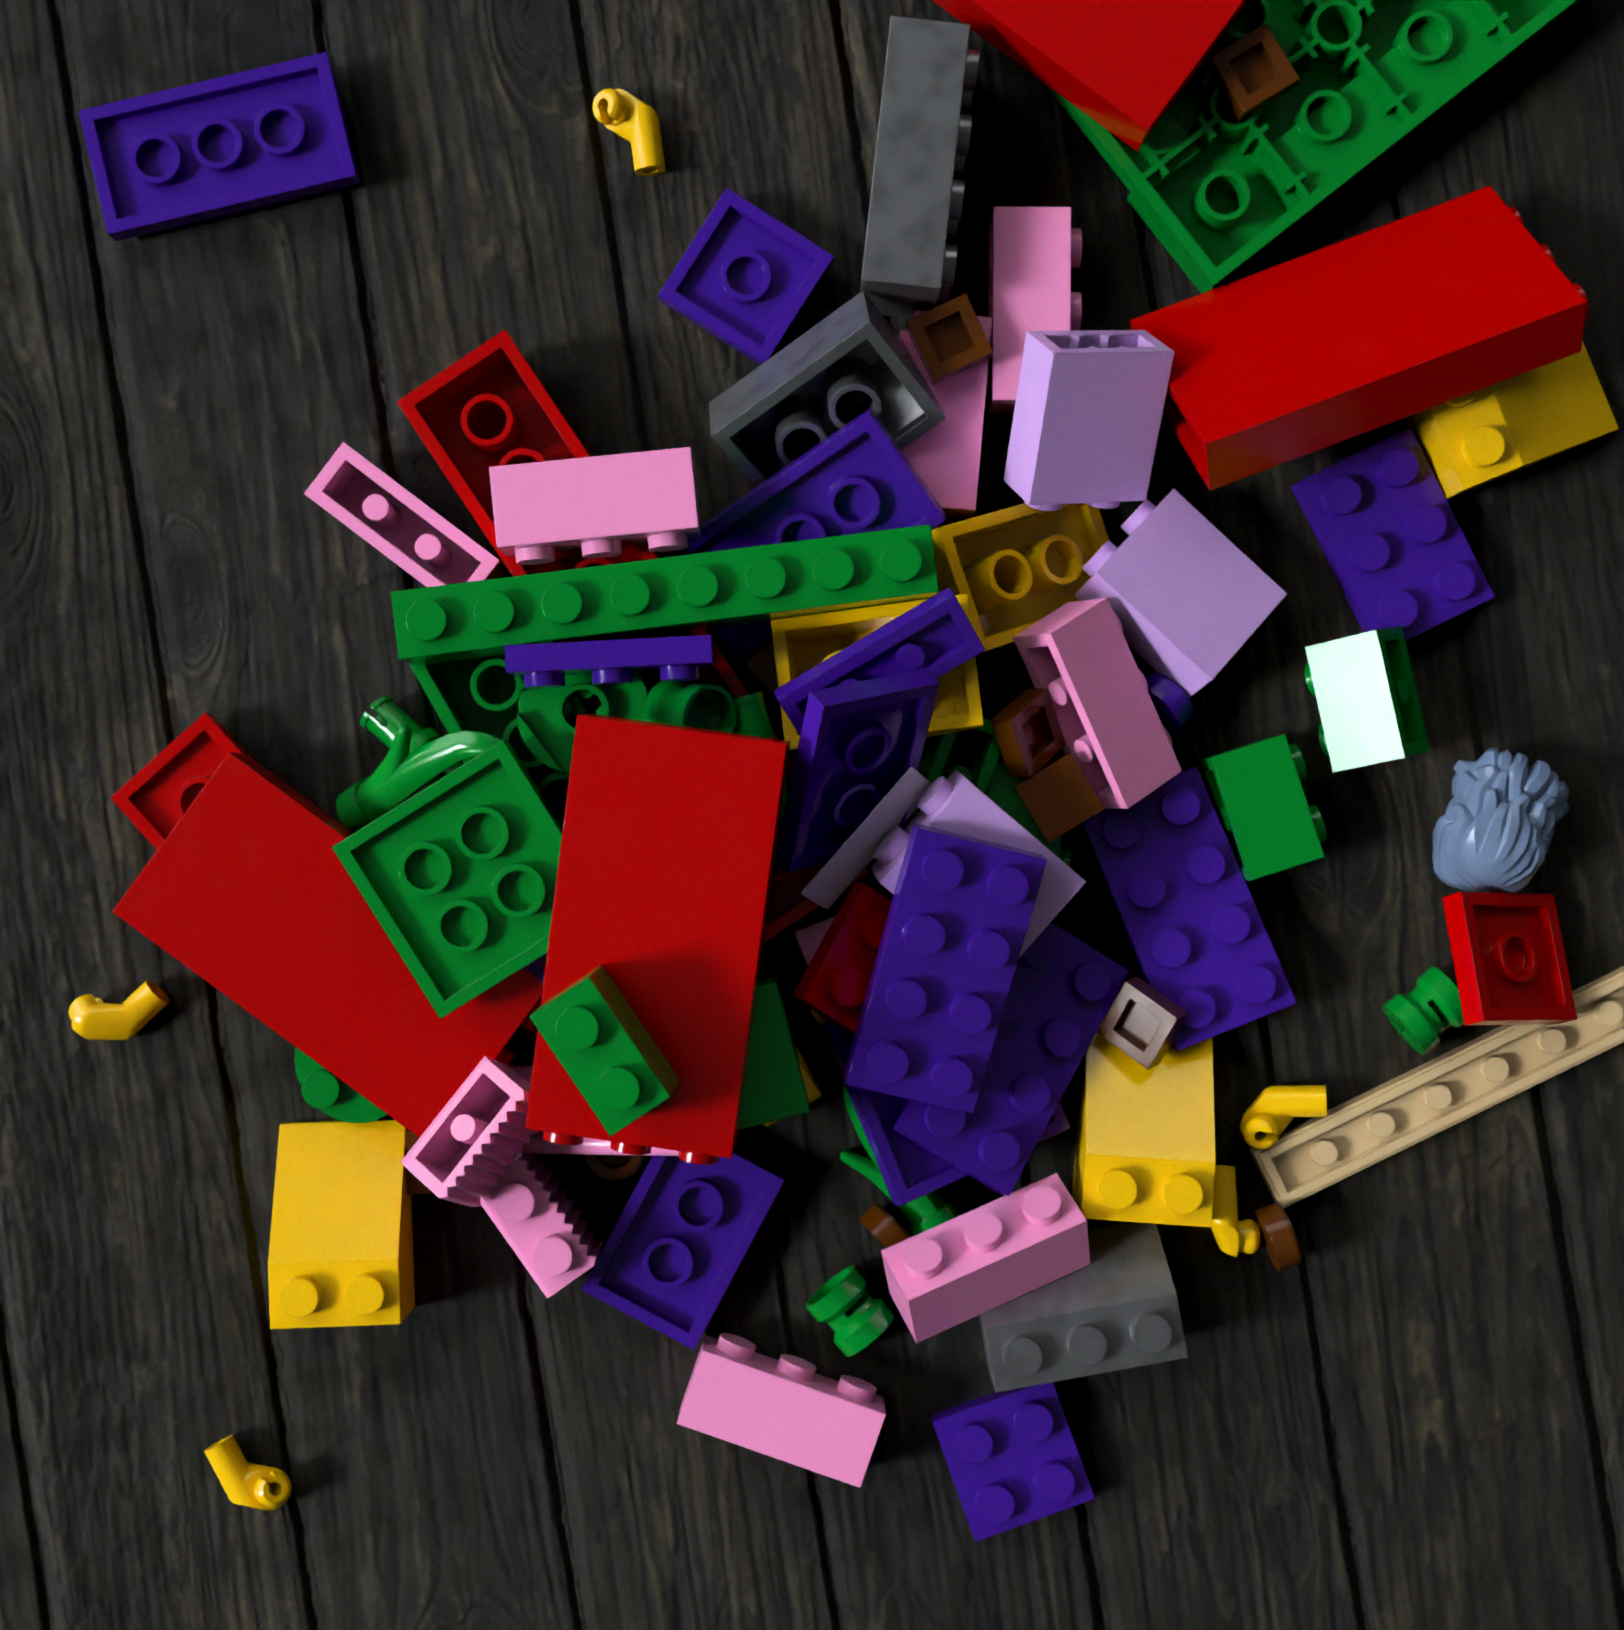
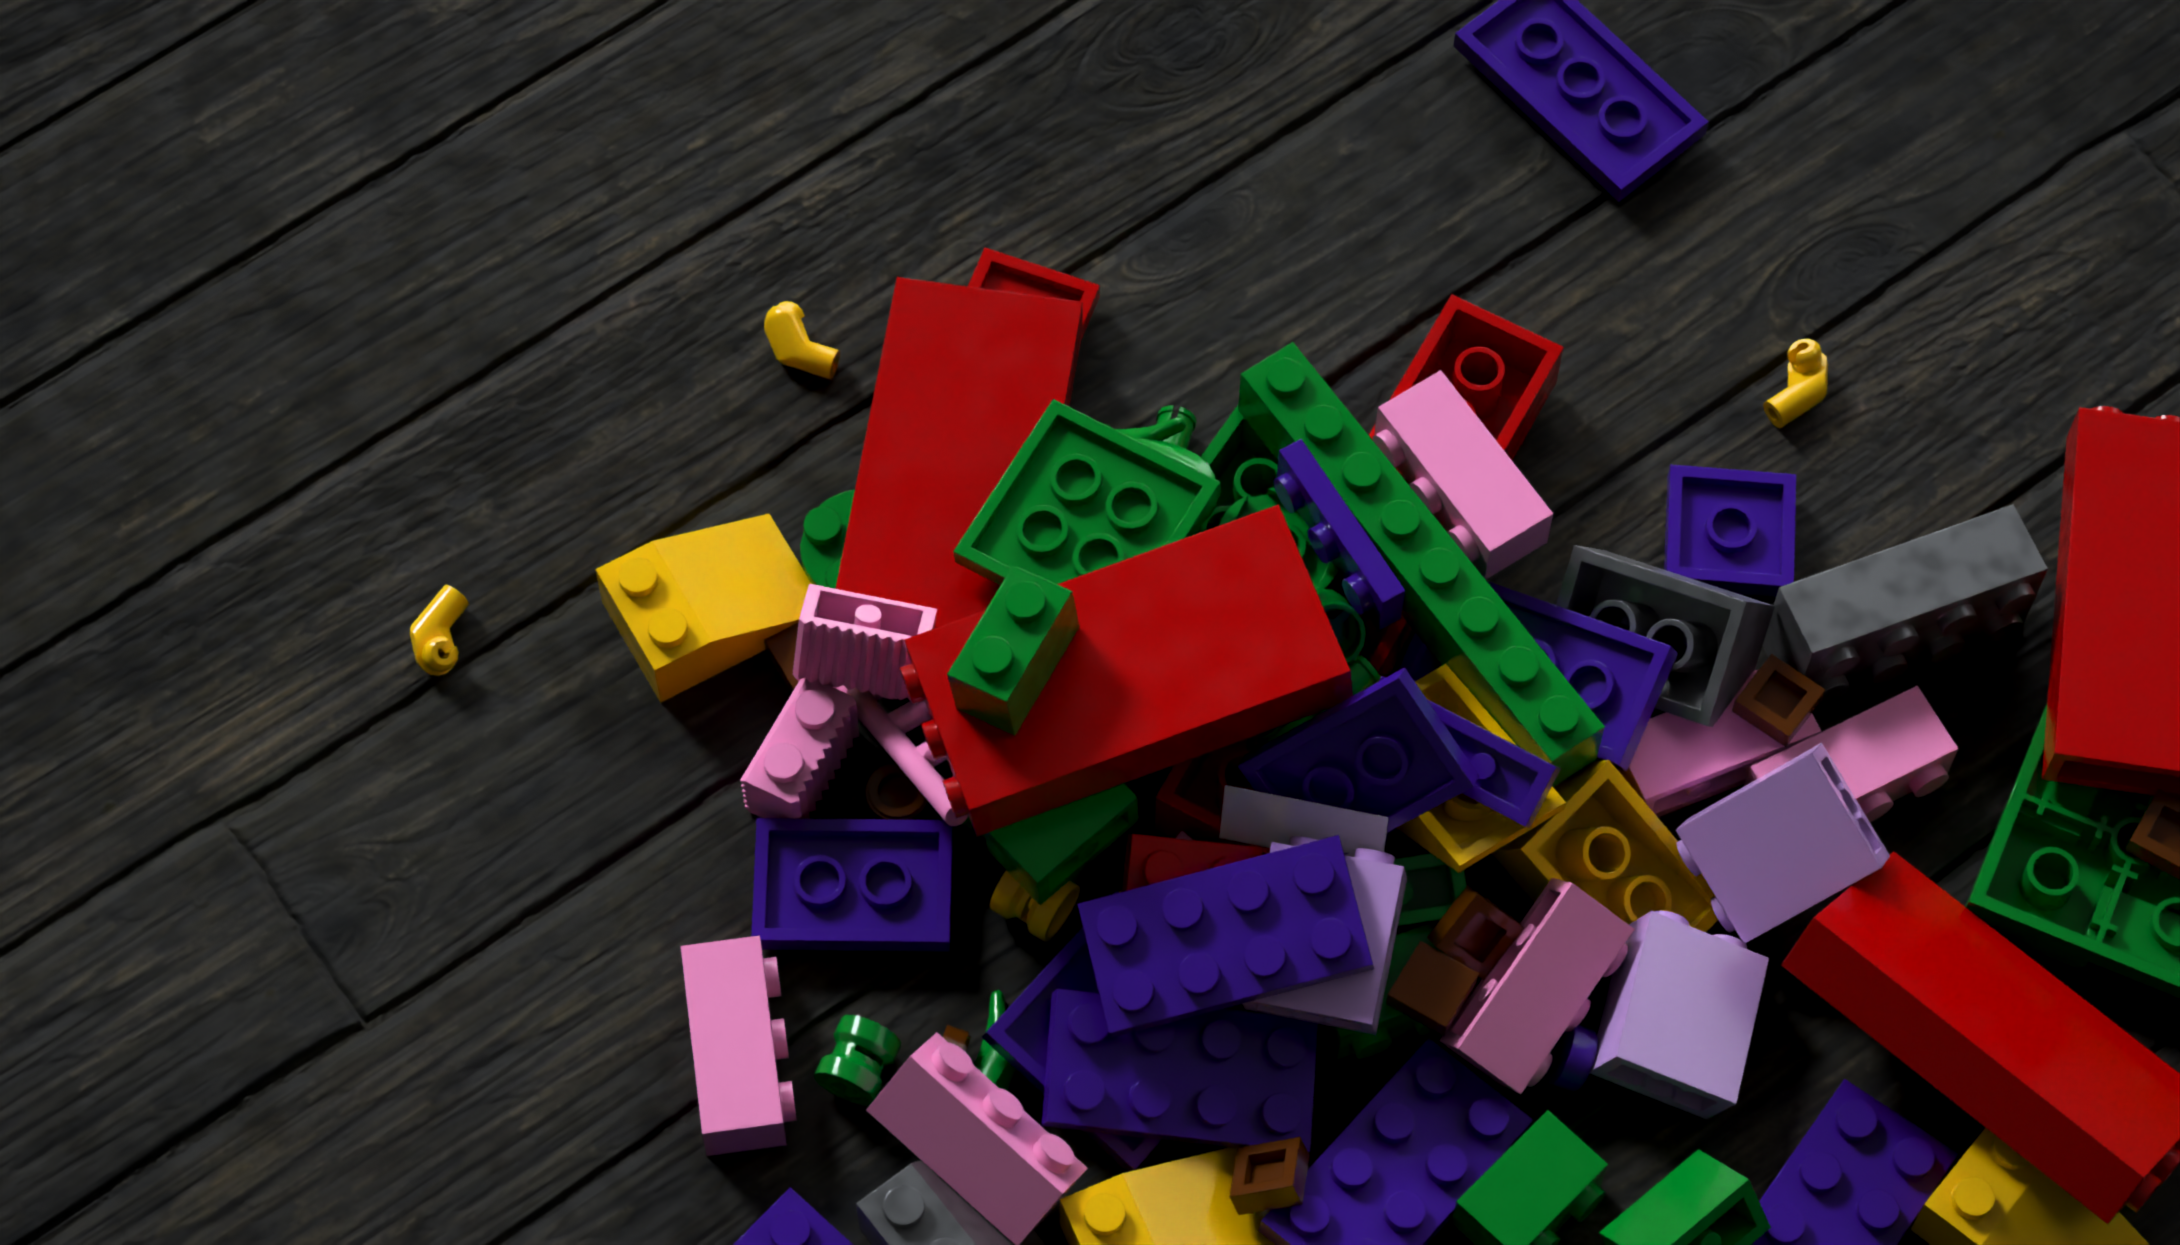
camera: 60 degrees right, 25 degrees down
(399, 523) = (1354, 335): bright pink brick -> none

